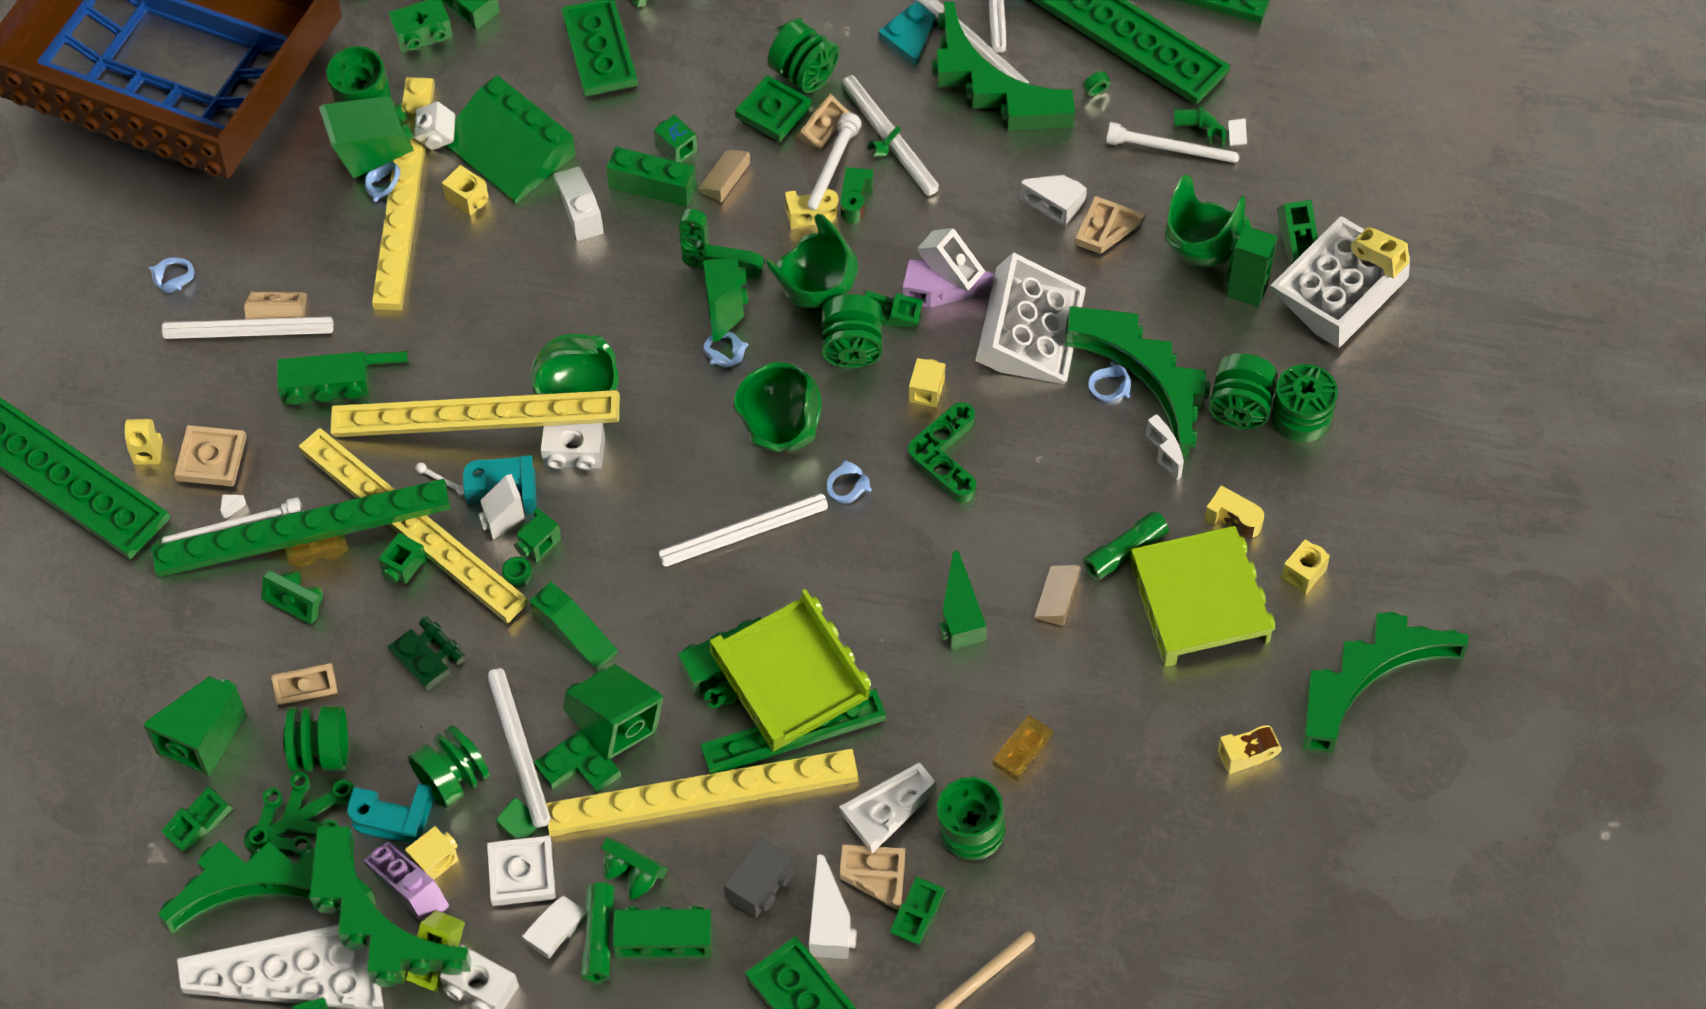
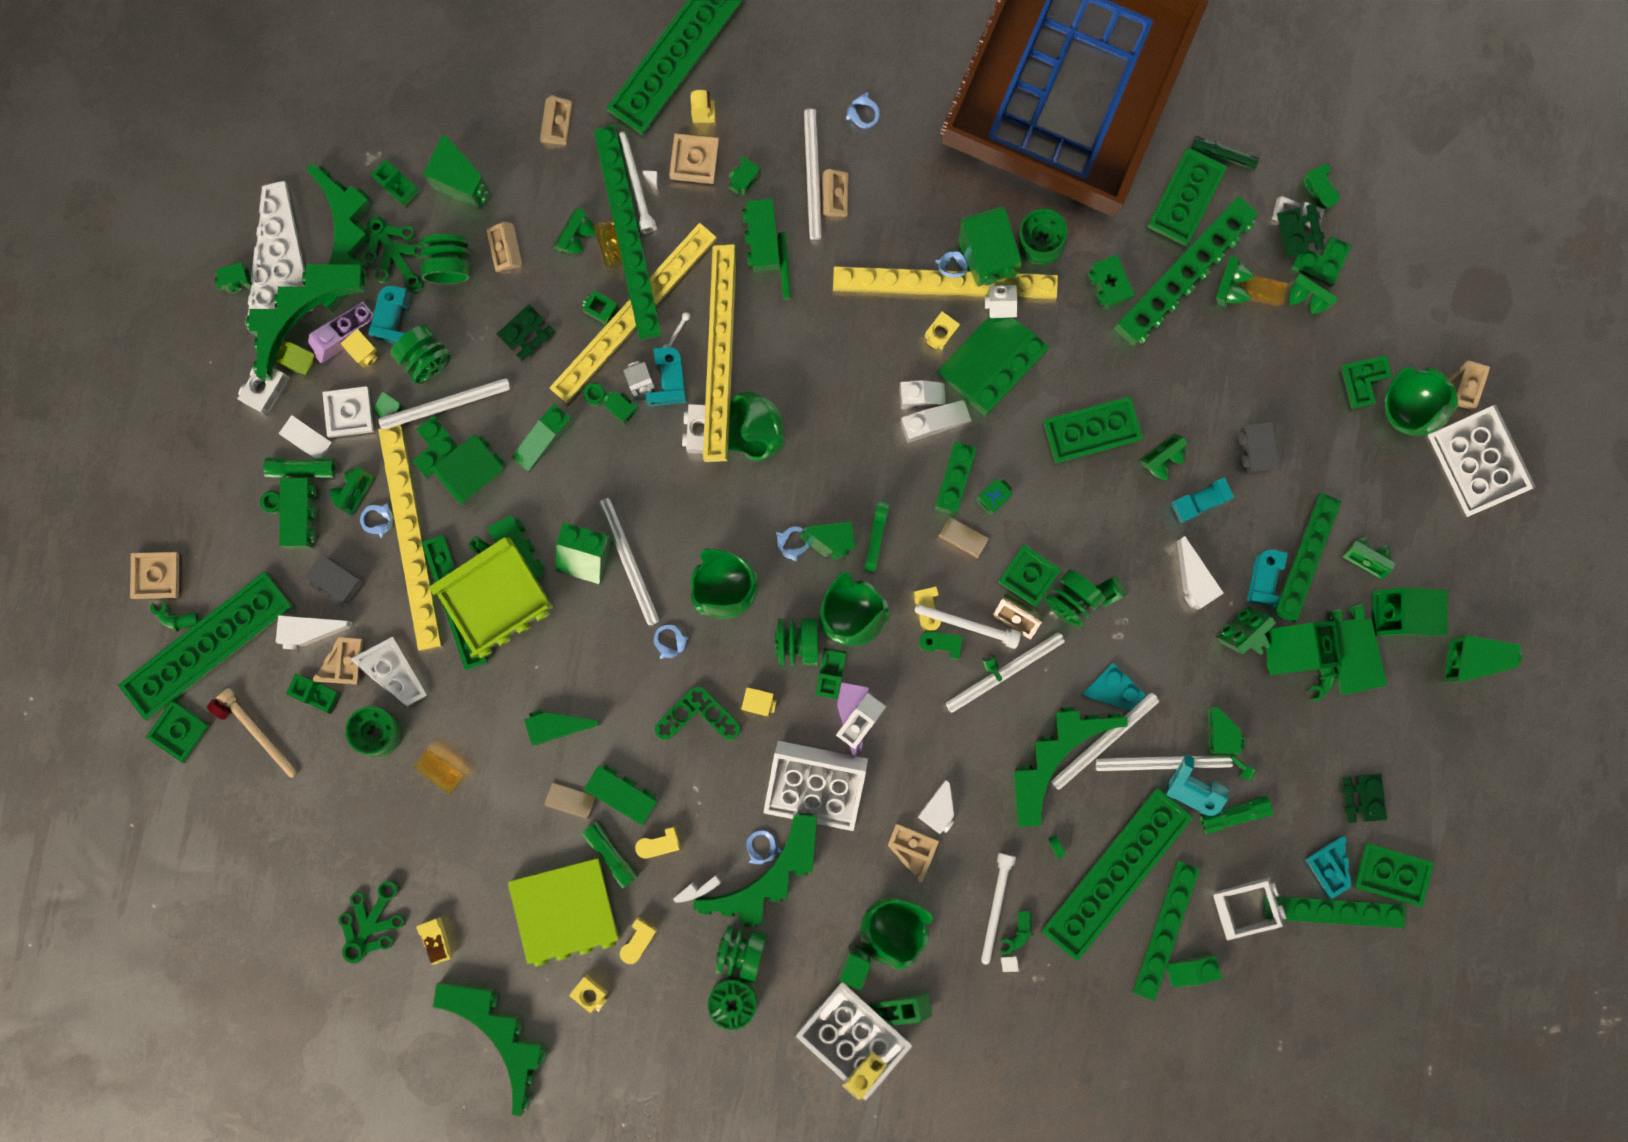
camera: 90 degrees right, 25 degrees up
(134, 622) = (556, 120): none -> tan slope
(241, 397) = (744, 176): none -> green brick
(544, 216) = (921, 394): none -> white slope
(644, 973) = (270, 502): none -> green tile
(689, 826) = (379, 529): none -> light blue piece
(730, 568) = (582, 553): none -> green slope
(1047, 531) = (621, 794): none -> green brick
(1111, 487) = (651, 847): none -> light yellow leg
(1232, 834) = (368, 925): none -> green plant

